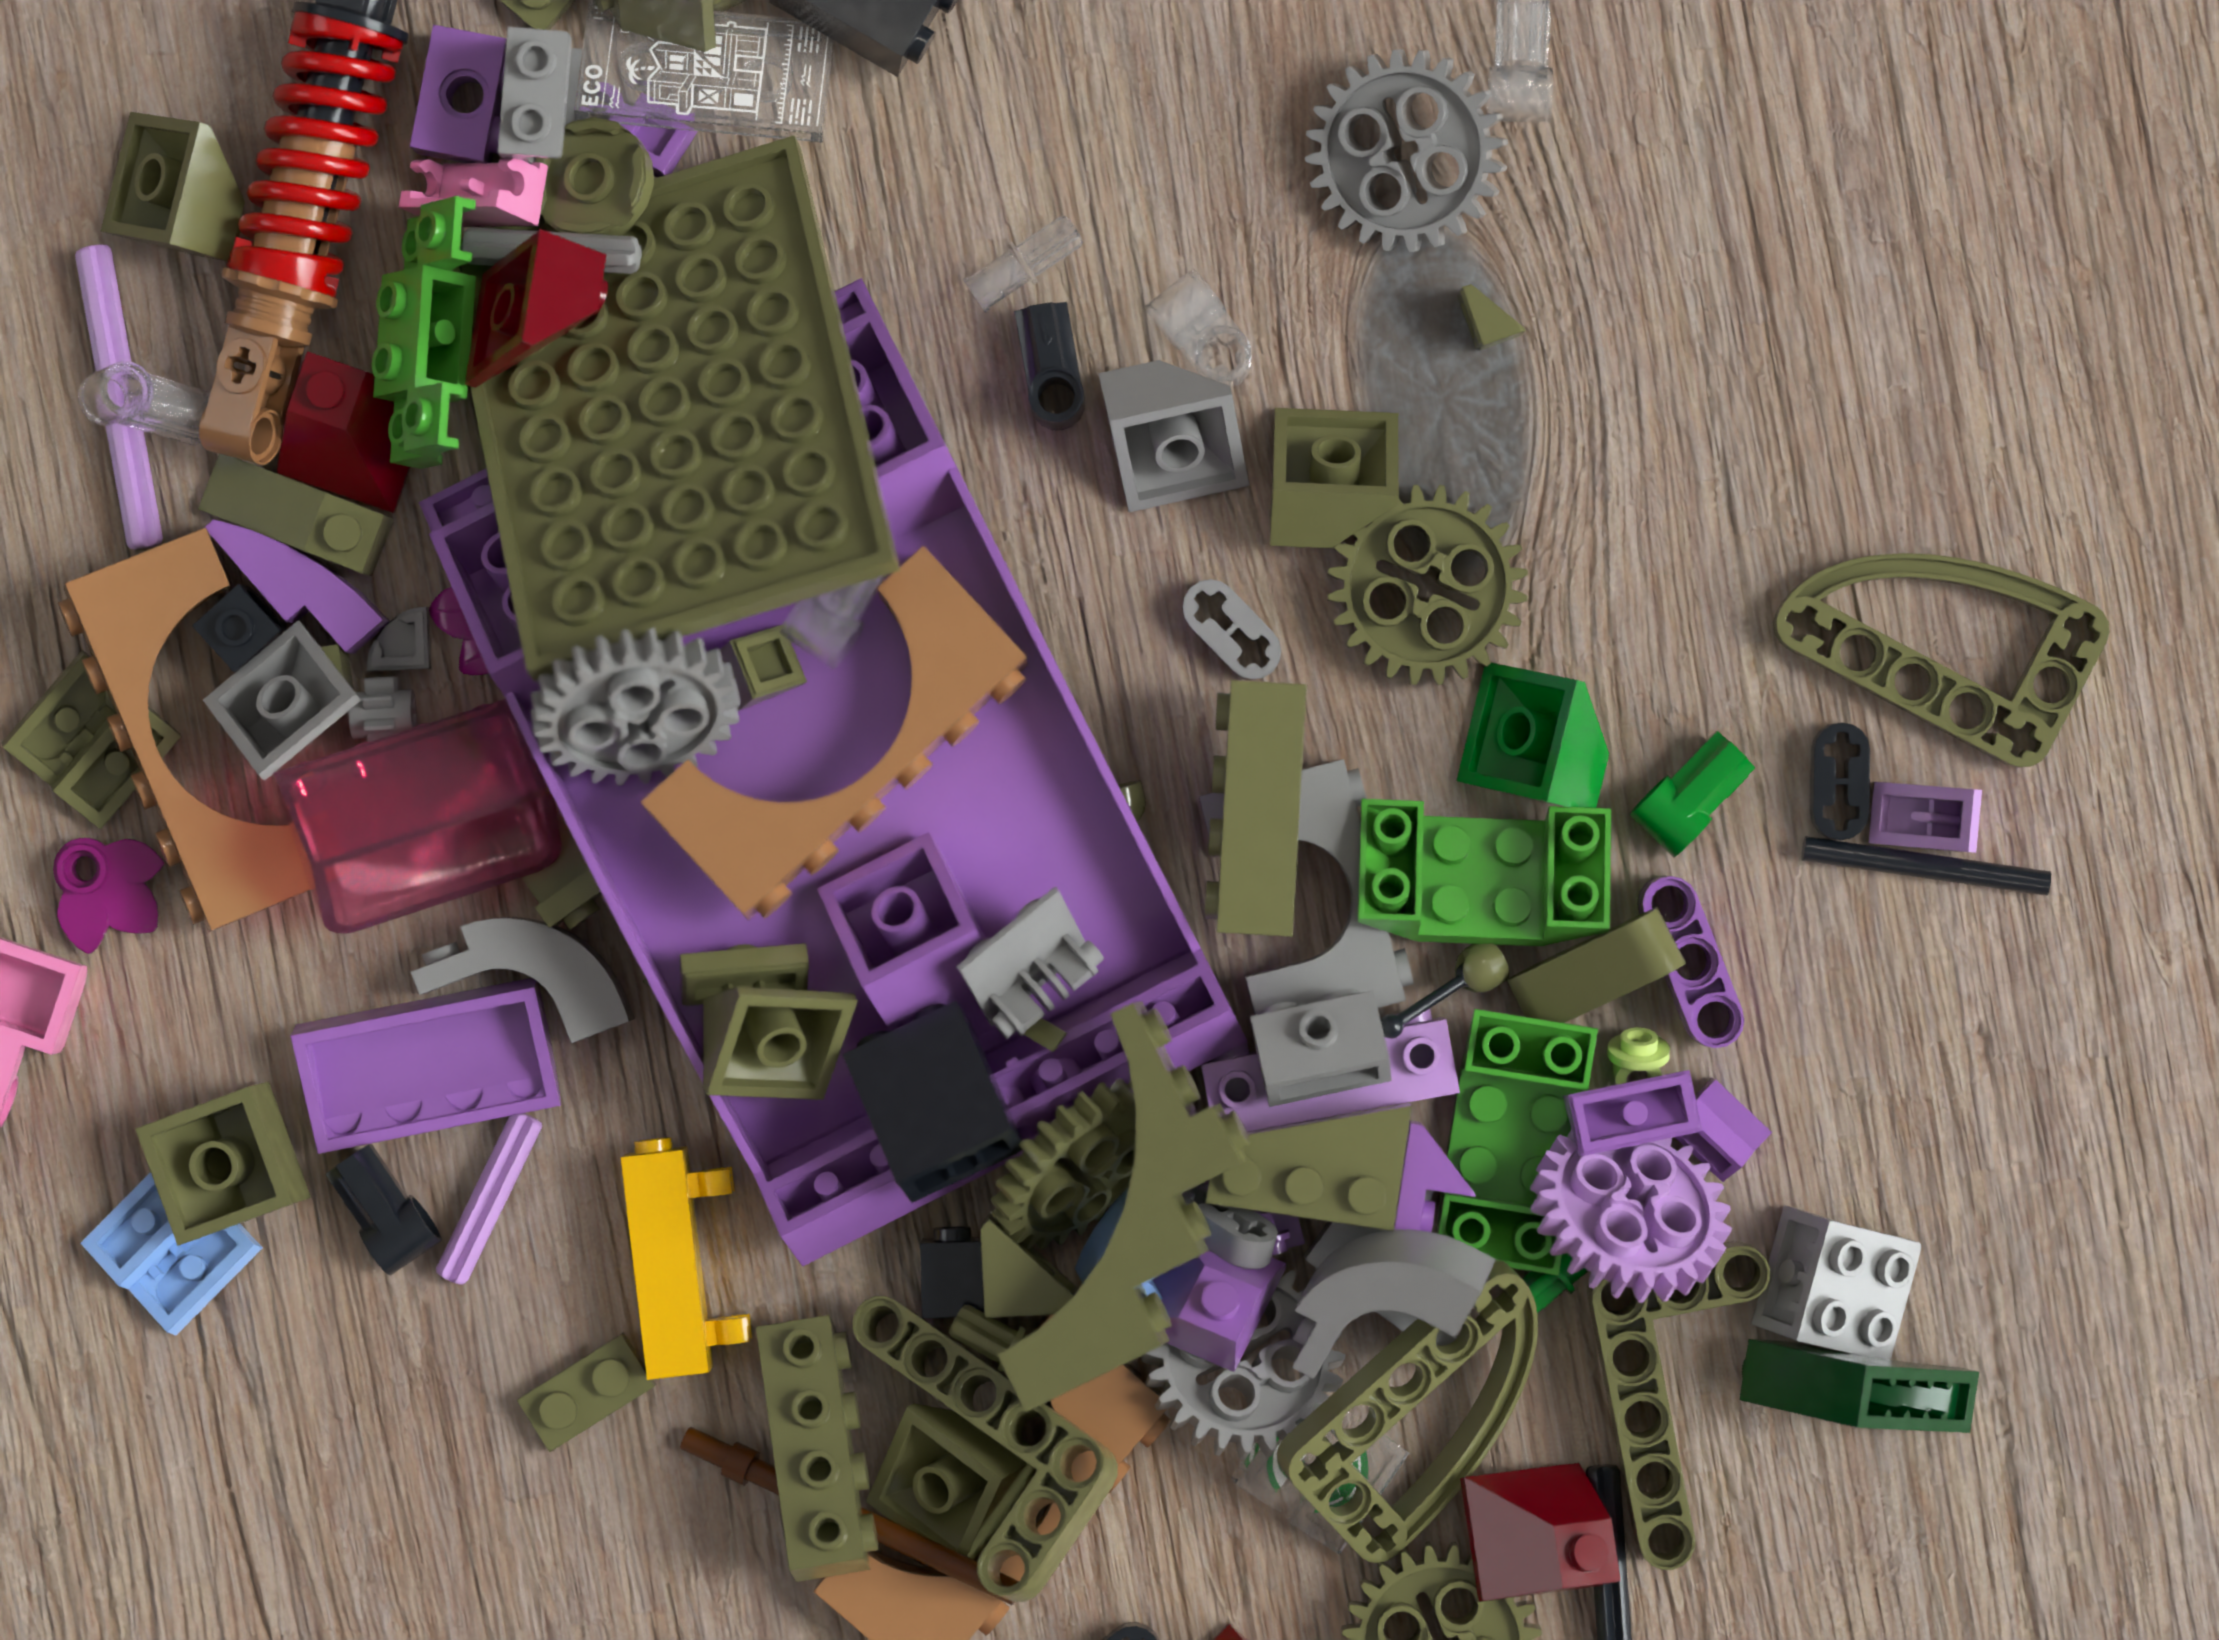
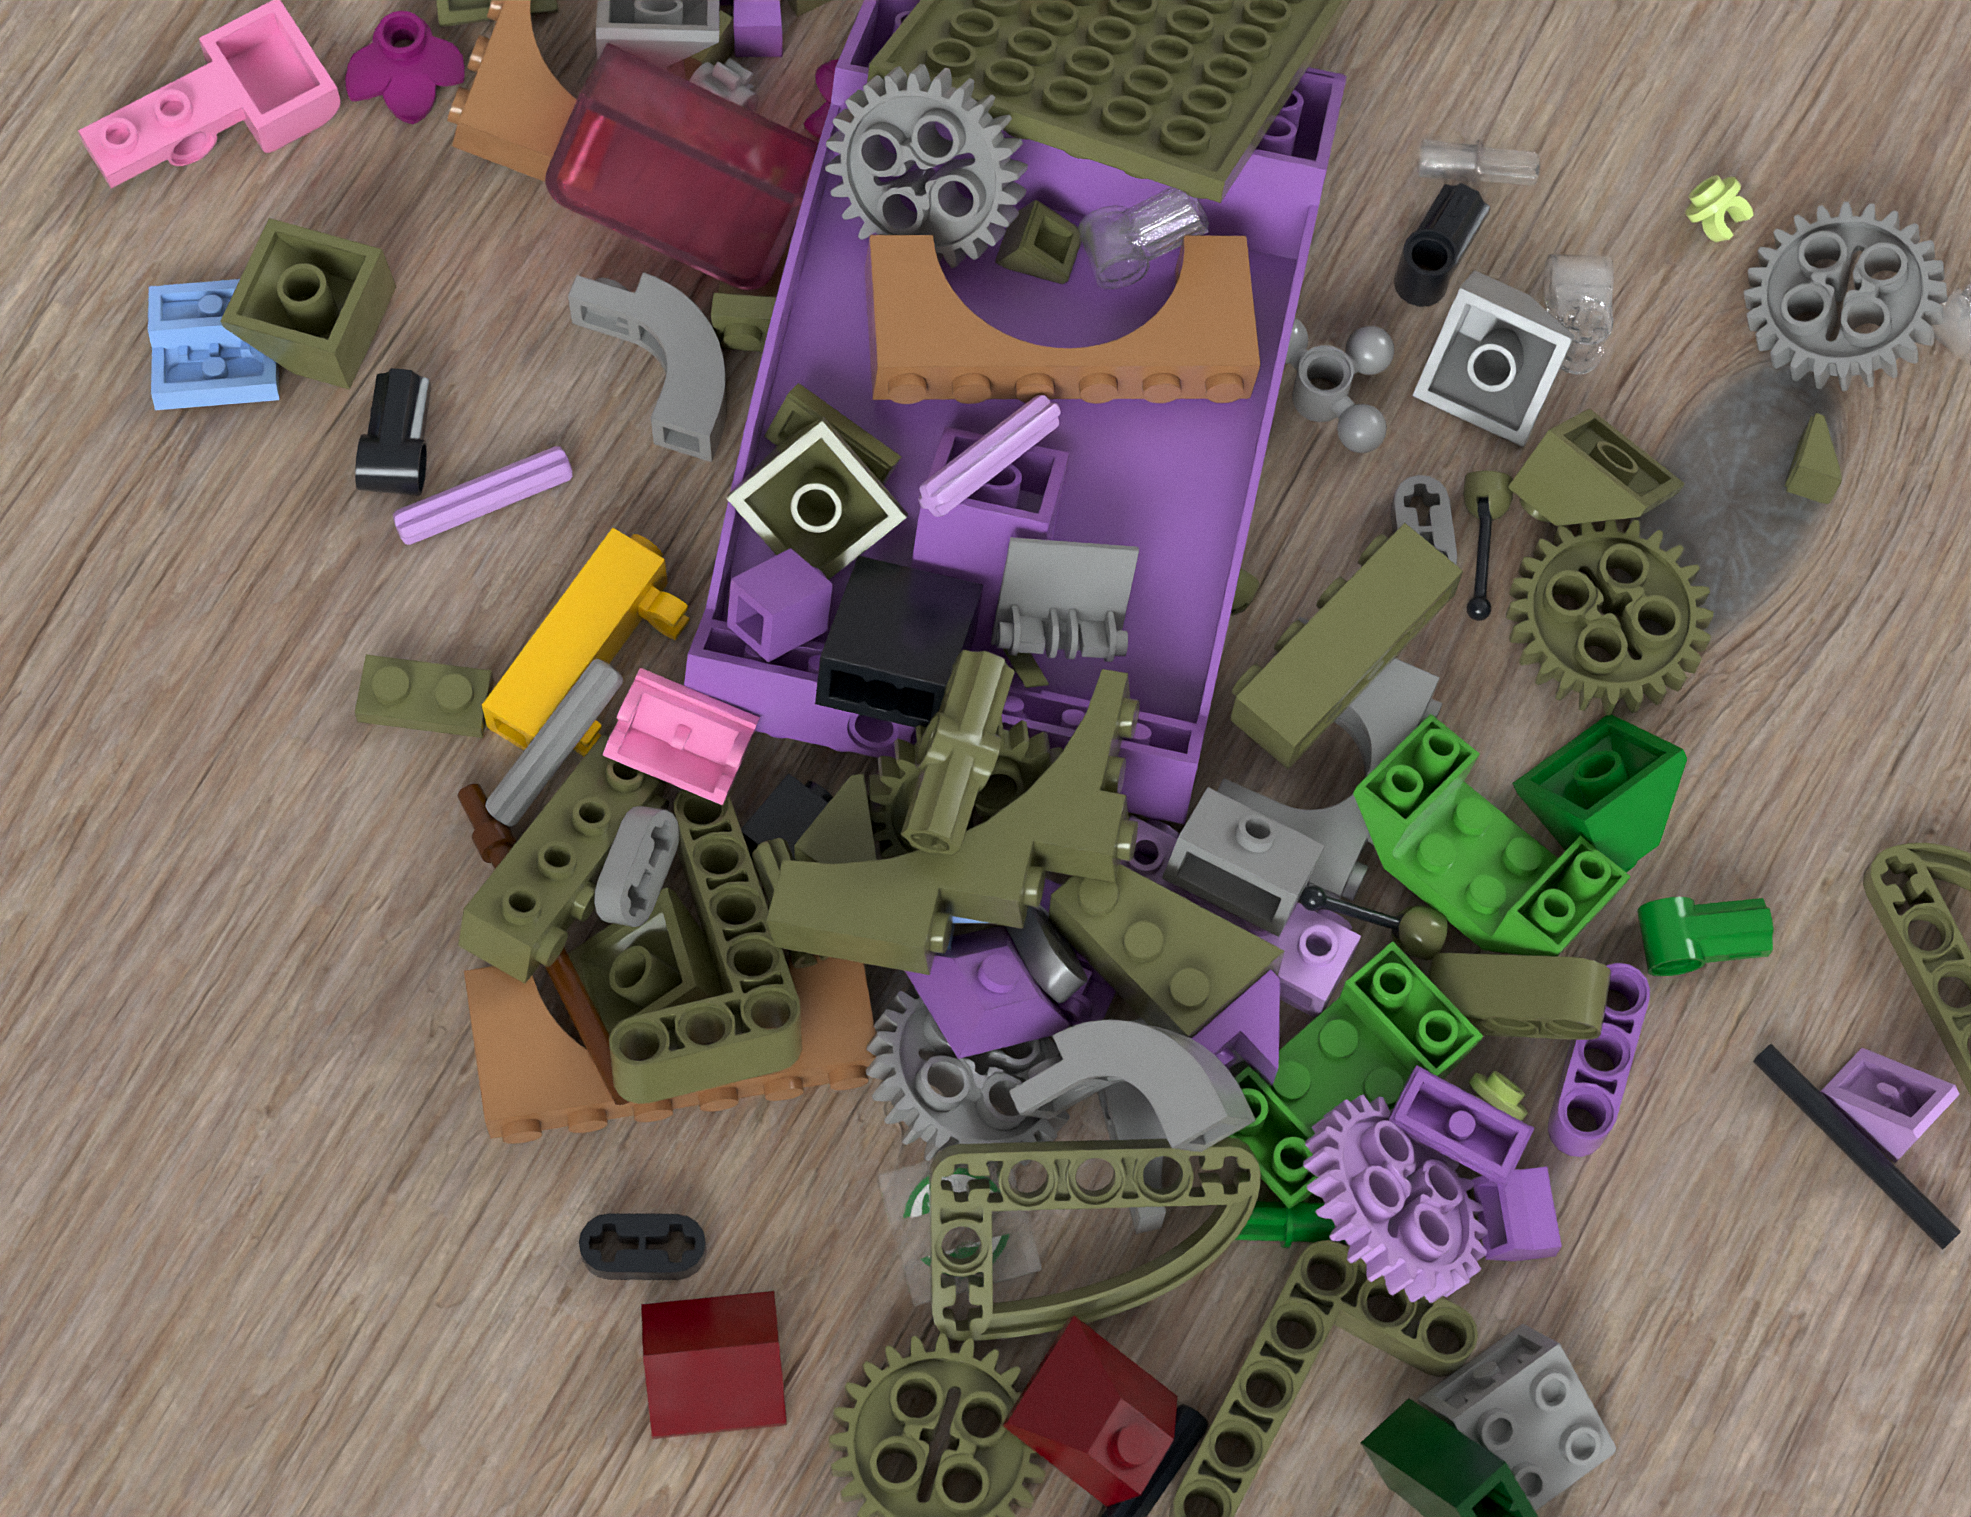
camera: 35 degrees right, 20 degrees down
(403, 643) = (781, 73): light grey tile -> none
(426, 1065) = (526, 362): medium lavender slope -> none
(726, 1364) = (554, 742): none -> light grey axle
(816, 1140) = (779, 604): none -> medium lavender brick
(821, 1290) = (681, 736): none -> bright pink hinge
(874, 1414) = (636, 866): none -> light grey beam
(884, 908) = (989, 455): none -> lavender axle
(1064, 1180) = (957, 752): none -> olive piece
(1068, 512) = (1367, 352): none -> light grey piece
(1235, 143) = (1711, 201): none -> yellowish green plate
(1260, 562) = (1487, 499): none -> hinge
(1855, 781) = (1822, 1013): black beam -> none

